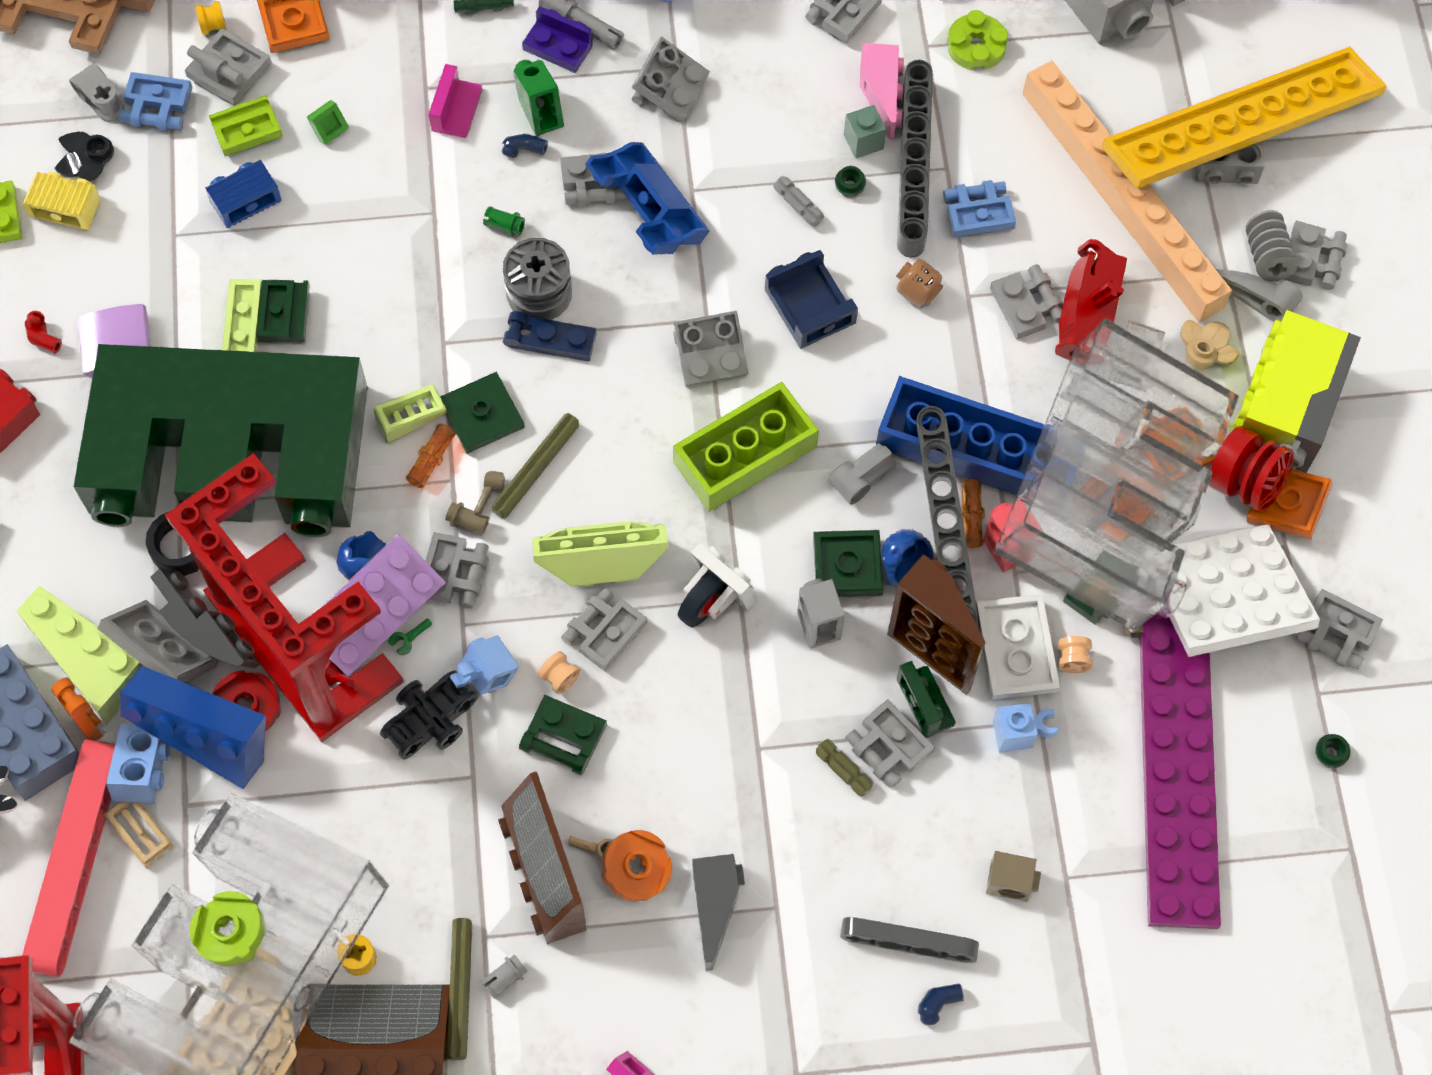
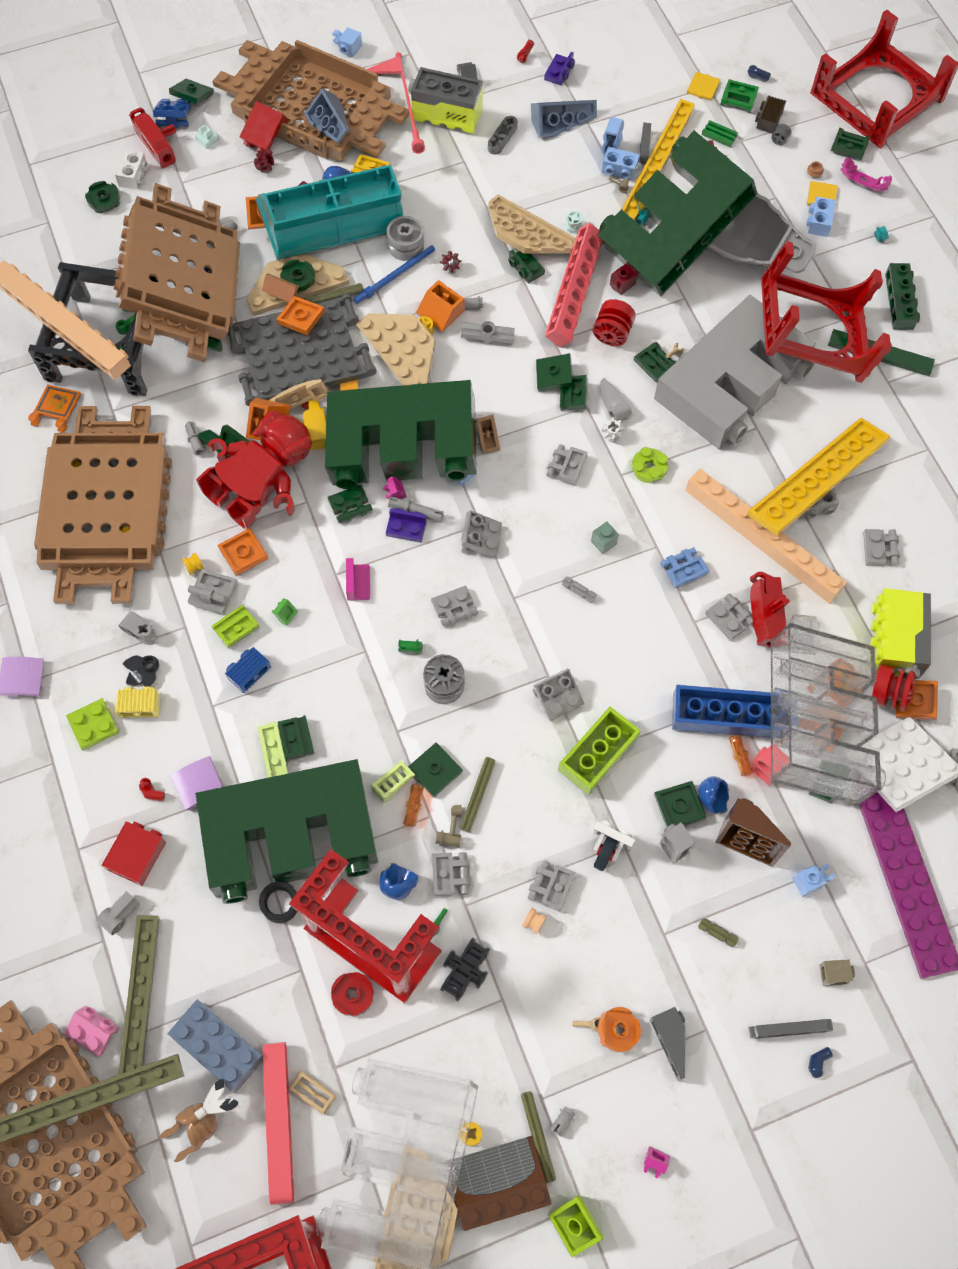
camera: 15 degrees left, 0 degrees up
(77, 708) = (255, 1029): orange plate -> none
(81, 650) = (248, 991): yellowish green wedge -> none
(132, 763) = (297, 1052): light blue brick -> none
(155, 643) = (288, 971): light grey tile -> none
(157, 93) = (175, 619): medium blue plate -> none
(197, 724) = (330, 1017): blue wedge -> none
(202, 628) = (316, 955): dark grey slope -> none
(241, 943) = (388, 1140): lime plate -> none
(399, 585) = (419, 895): lavender plate -> none
(486, 666) = (490, 929): light blue brick -> none
(523, 141) = (404, 594): dark blue arm -> none
(534, 82) = (404, 558): green torso -> none
(542, 861) = (566, 1044): slope -> none
(550, 337) = (460, 711): dark blue plate -> none
(567, 725) = (551, 952): dark green plate -> none
(600, 552) = (536, 838): yellowish green wedge -> none
(666, 212) = (496, 609): blue bracket -> none
(809, 299) = (605, 649): dark blue panel -> none
(853, 174) = (605, 565): dark green plate -> none
(856, 478) = (668, 751): light grey piece -> none
(880, 83) = (602, 503): bright pink slope -> none
(897, 736) = (742, 904): light grey plate -> none
(911, 169) = (638, 553): dark grey beam -> none
(919, 282) = (666, 622): medium nougat head -> none
(925, 699) = (752, 878): dark green bracket -> none
(945, 504) = (731, 755): dark grey beam -> none
(1017, 647) = (798, 828): white plate -> none
(1075, 654) = (828, 826): light nougat wheel -> none
(1207, 344) = (839, 616): tan plate -> none
(1263, 295) = (867, 580): light grey piece -> none
(1271, 246) = (858, 549): light grey piece -> none

